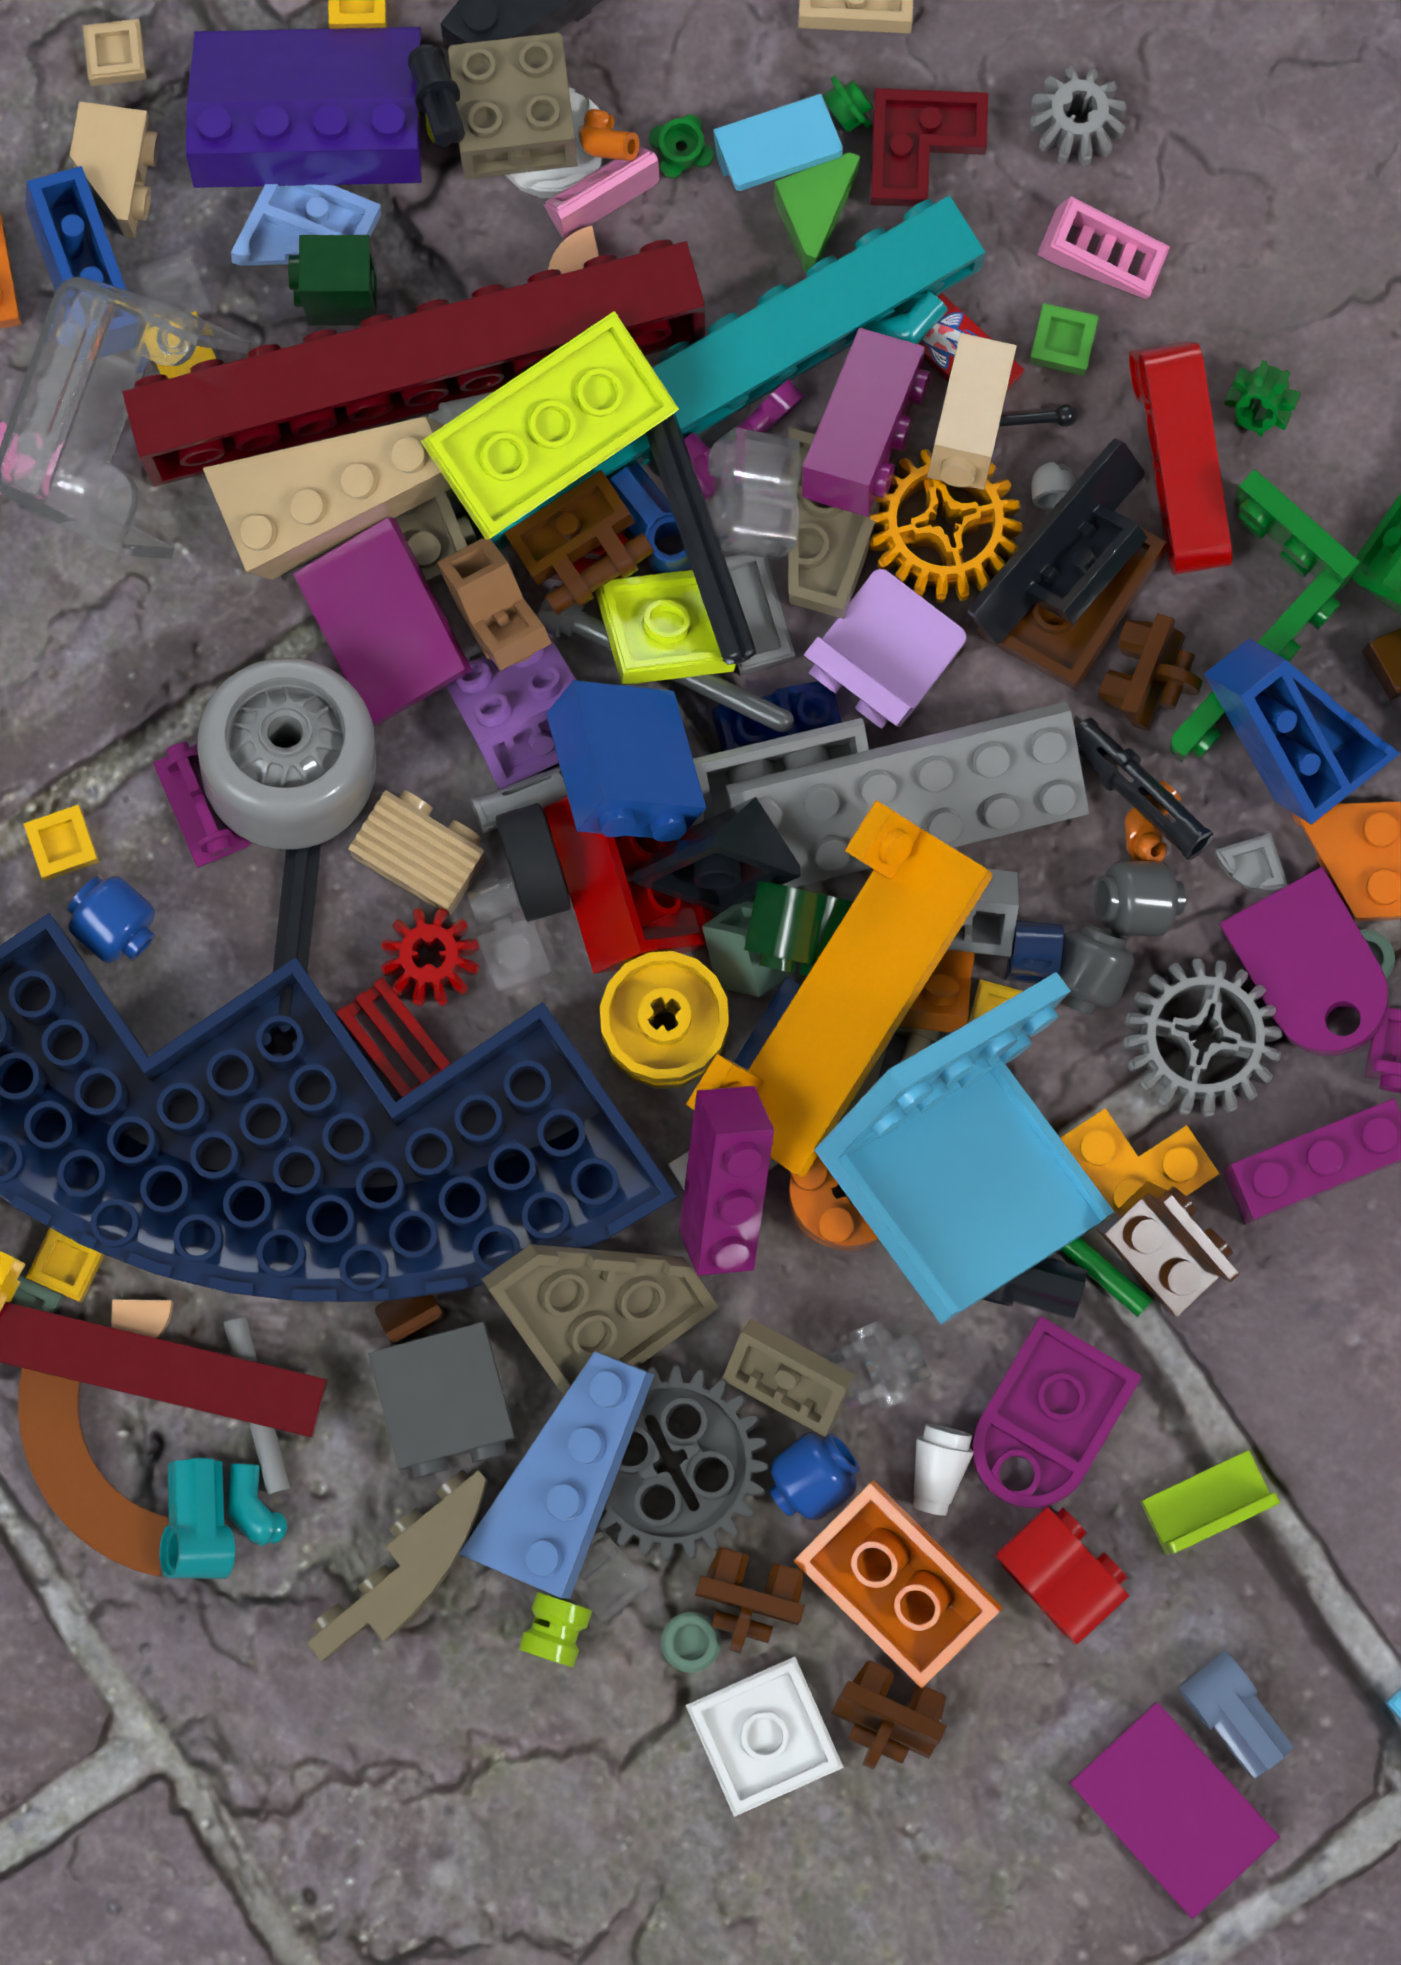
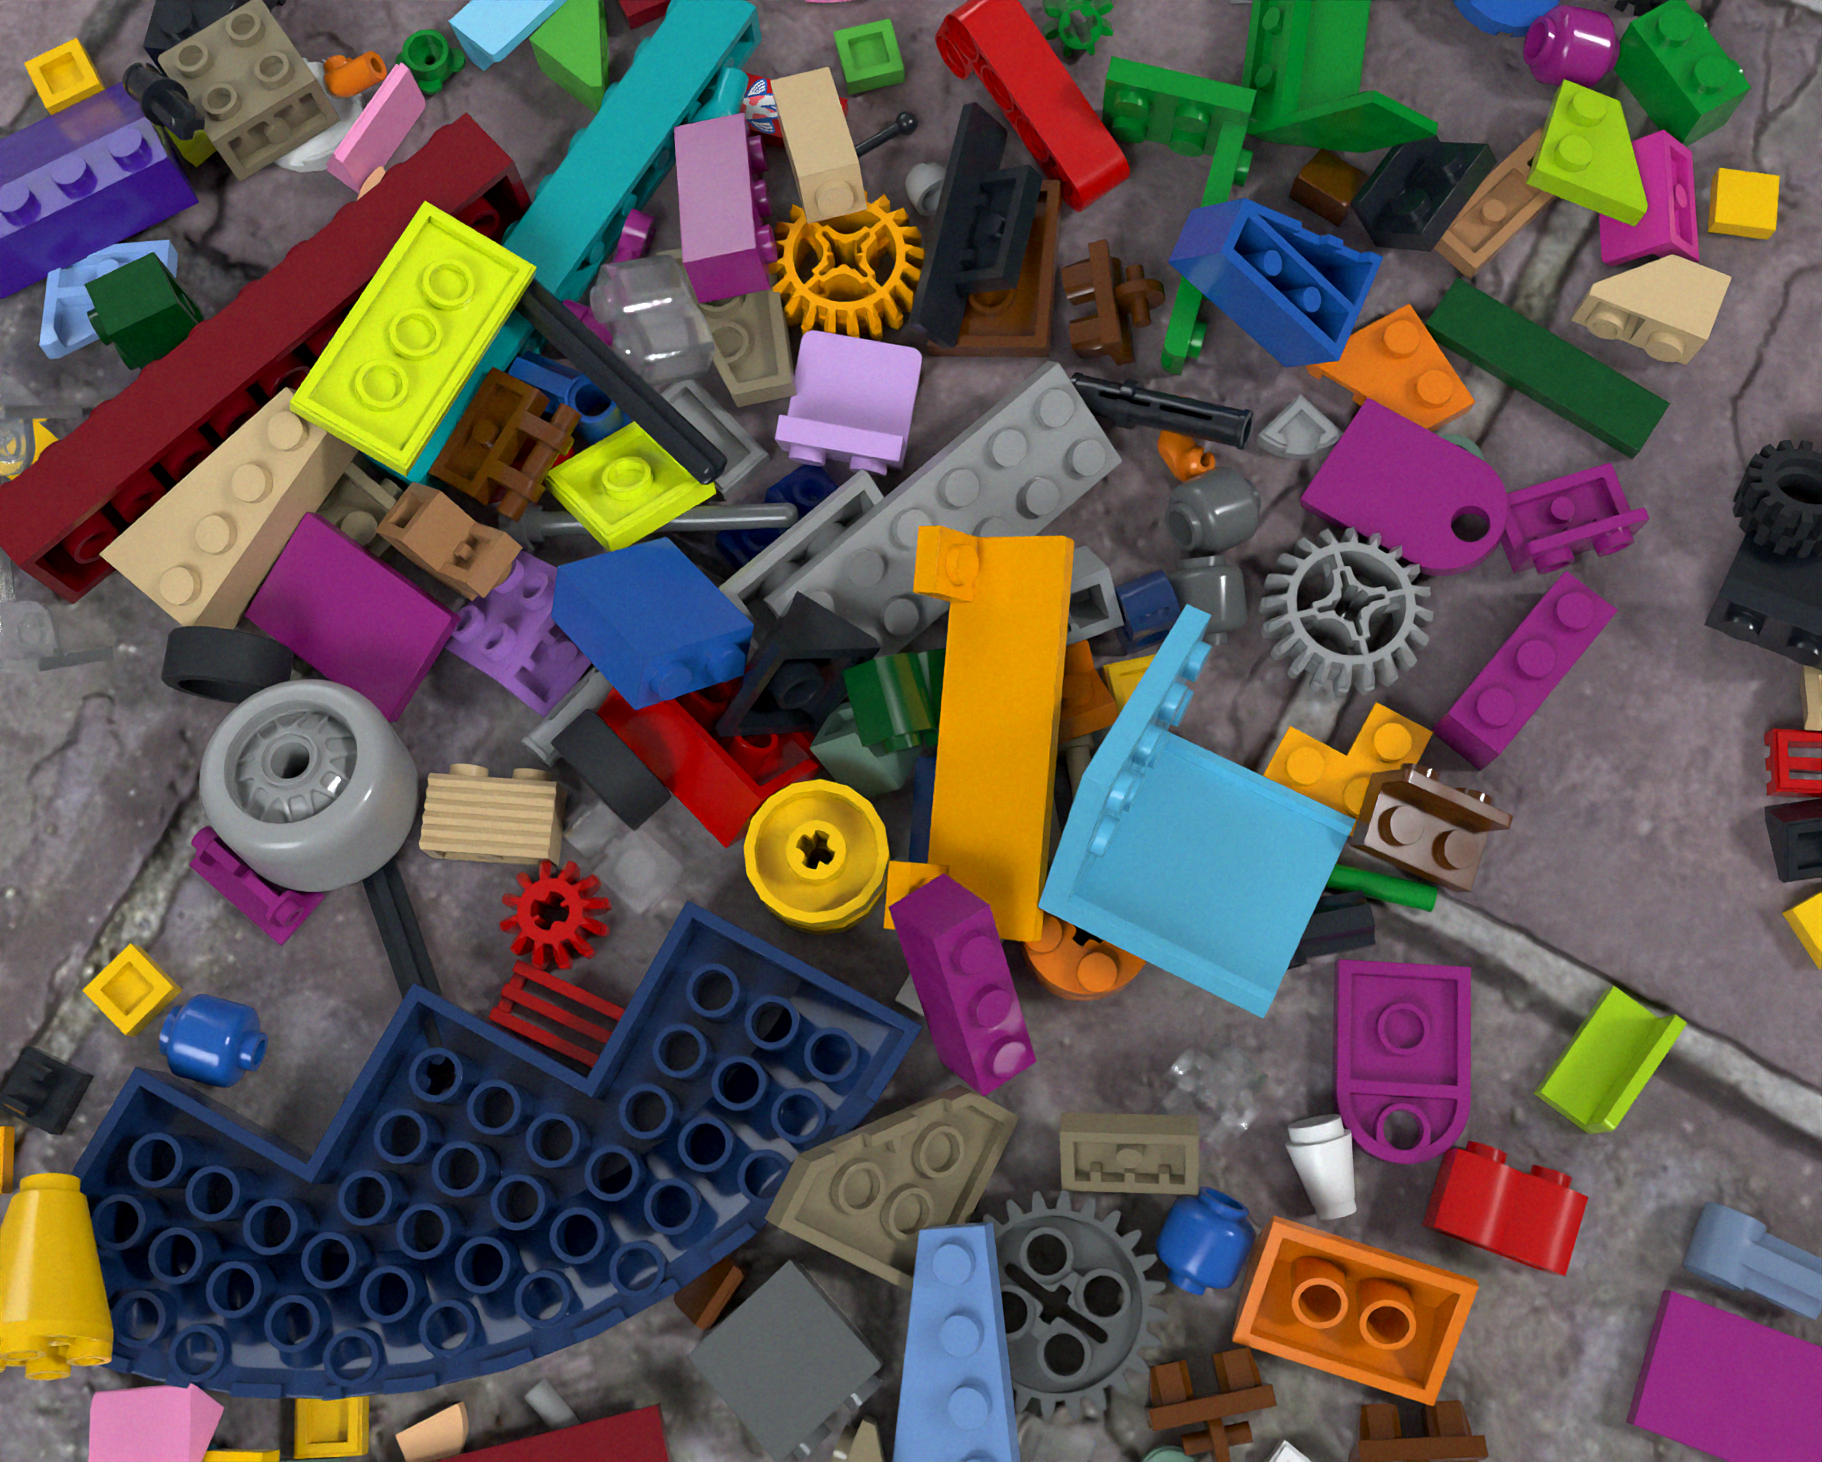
camera: 20 degrees left, 5 degrees down
(262, 615) = (223, 663): none -> black tyre

